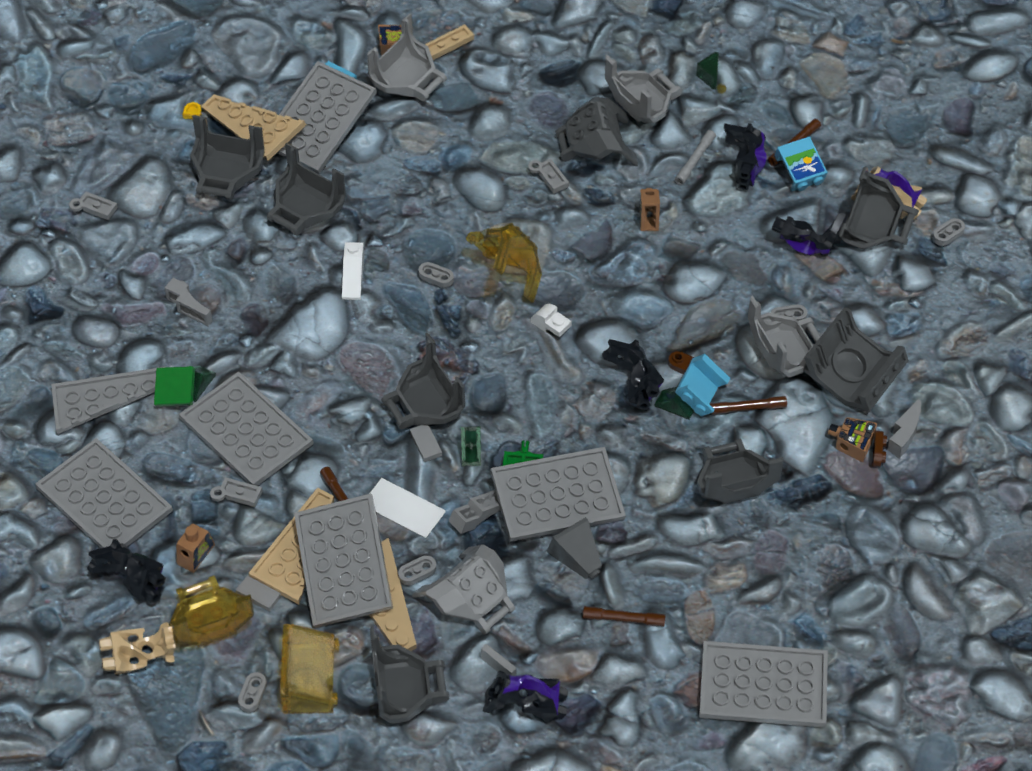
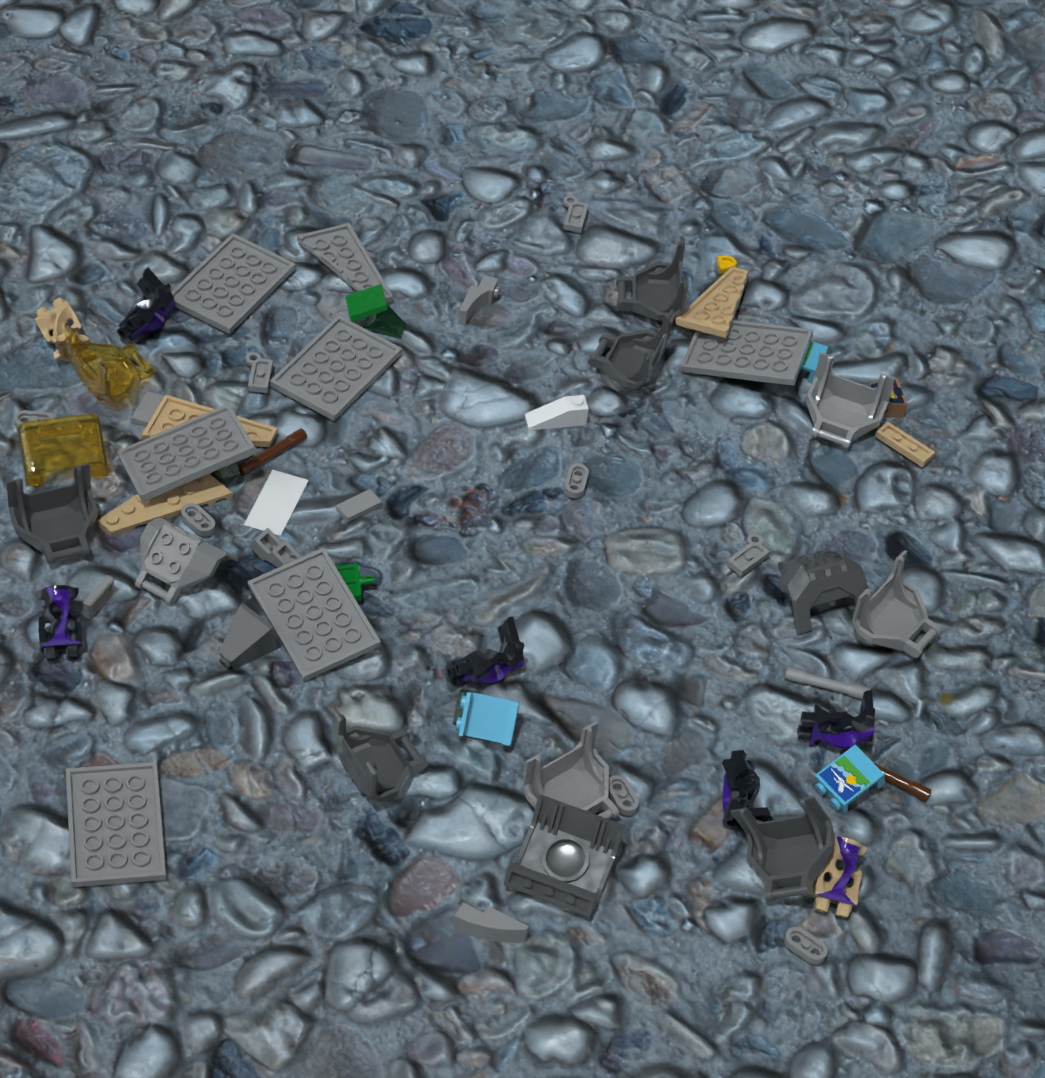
camera: 70 degrees right, 5 degrees down
(193, 547) = (186, 349): medium nougat torso -> none
(426, 392) = (413, 487): dark grey piece -> none
(471, 446) = (359, 538): clear green slope -> none
(511, 248) = (609, 523): clear yellow piece -> none
(549, 319) = (544, 582): white brick -> none
(646, 618) = (179, 713): reddish brown piece -> none
(649, 202) = (728, 644): medium nougat torso -> none
(679, 365) = (527, 710): reddish brown plate -> none
(708, 69) = (966, 680): clear green slope -> none
(770, 403) = (491, 790): reddish brown piece -> none
(854, 437) = (463, 875): torso -> none
(879, 455) = (453, 898): reddish brown plate -> none

